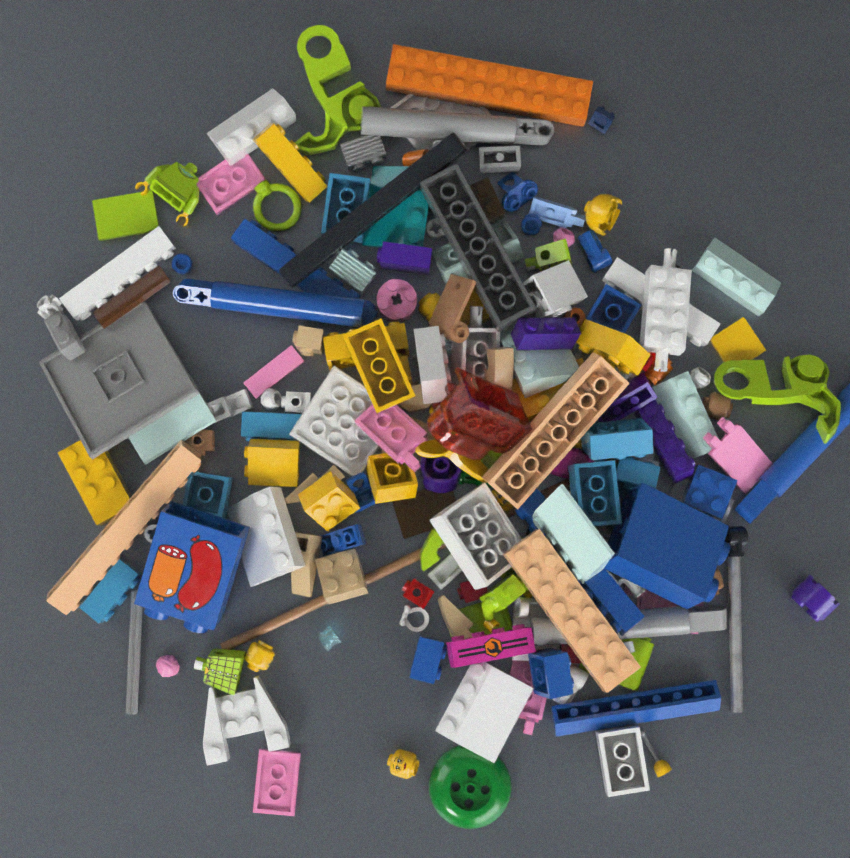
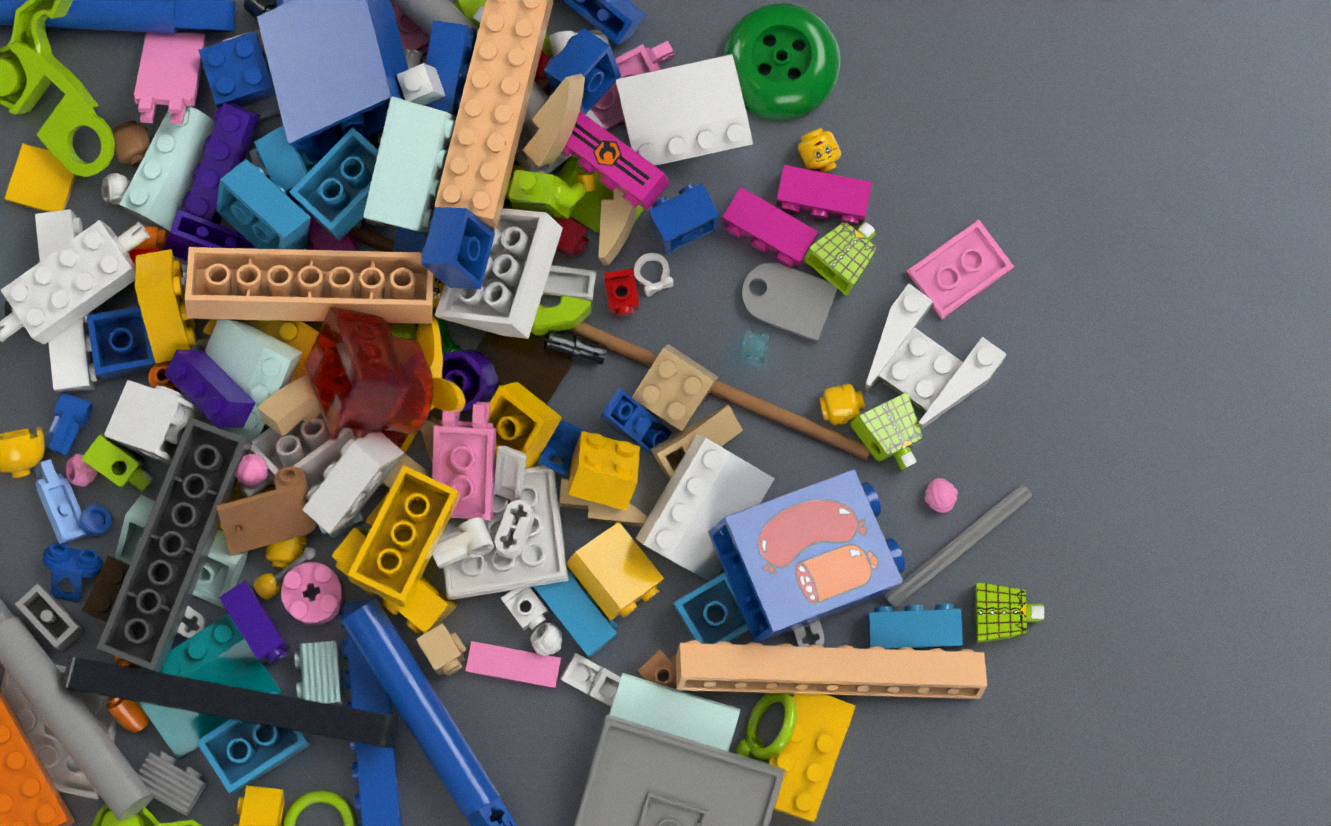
camera: 120 degrees left, 5 degrees down
(79, 643) = (1002, 612): none -> lime torso
(126, 455) = (753, 746): none -> lime piece
(335, 726) = (843, 255): none -> lime torso
(337, 678) = (792, 300): none -> light grey tile
(343, 426) = (520, 531): none -> white beam
(352, 400) = (469, 540): none -> white piece
(368, 451) = (509, 473): none -> white tile
(377, 744) = (823, 195): none -> dark pink brick
(384, 700) = (768, 228): none -> dark pink brick
(408, 543) = (575, 347): none -> black pin
(421, 283) = (269, 584): none -> hinge
(481, 318) = (252, 471): none -> bright pink piece
(507, 523) = (457, 247): none -> blue brick
(532, 634) = (556, 121): none -> tan slope
(613, 578) = (421, 84): none -> white brick

